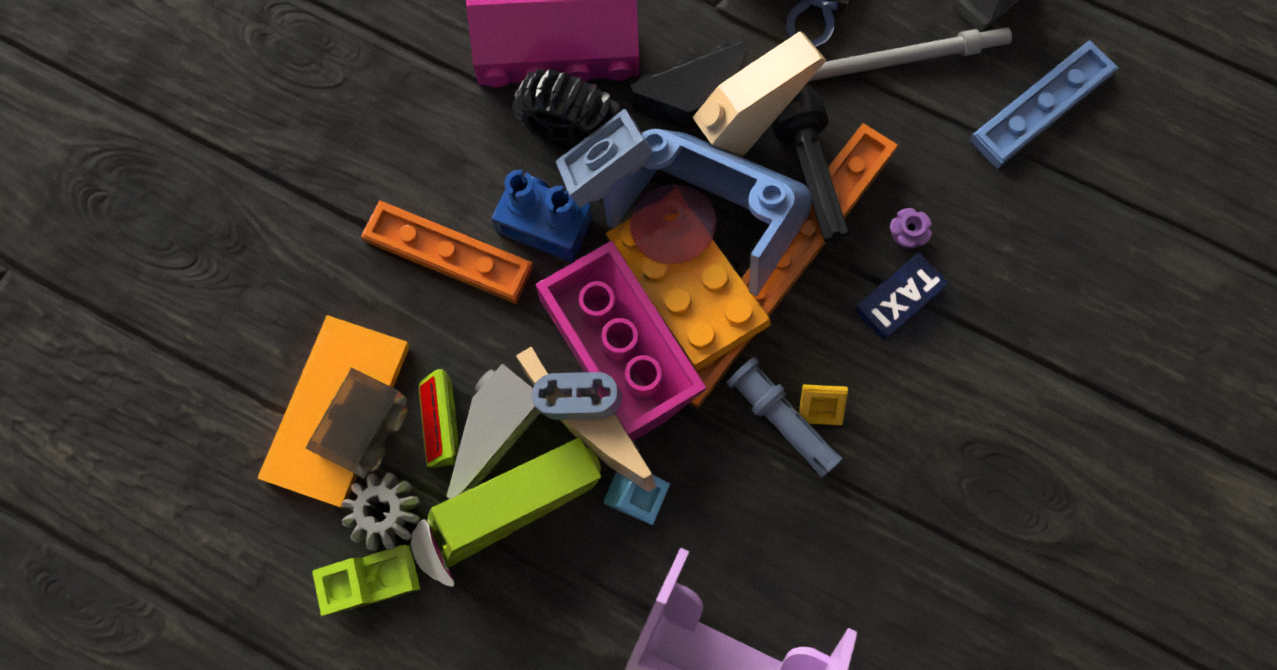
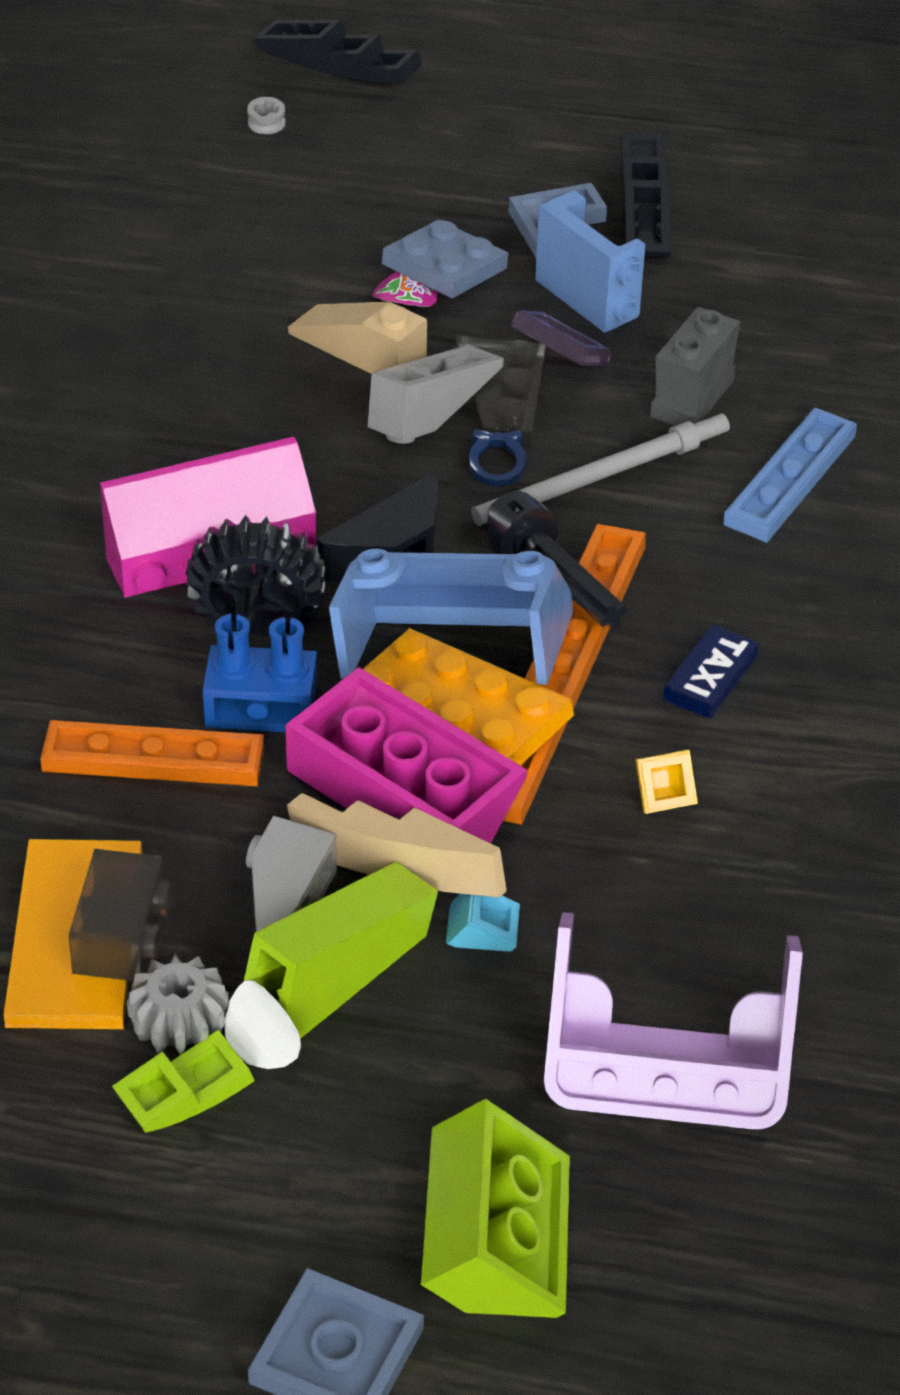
camera: 20 degrees left, 30 degrees down
(439, 419) = (212, 905): slope -> none
(576, 385) = (380, 804): sand blue beam -> none
(603, 159) = (318, 583): sand blue plate -> none
(677, 239) = (420, 650): clear pink dish -> none
(757, 95) = (473, 502): tan slope -> none
(770, 401) = (604, 793): sand blue pin -> none
(907, 238) = (694, 610): medium lavender plate -> none

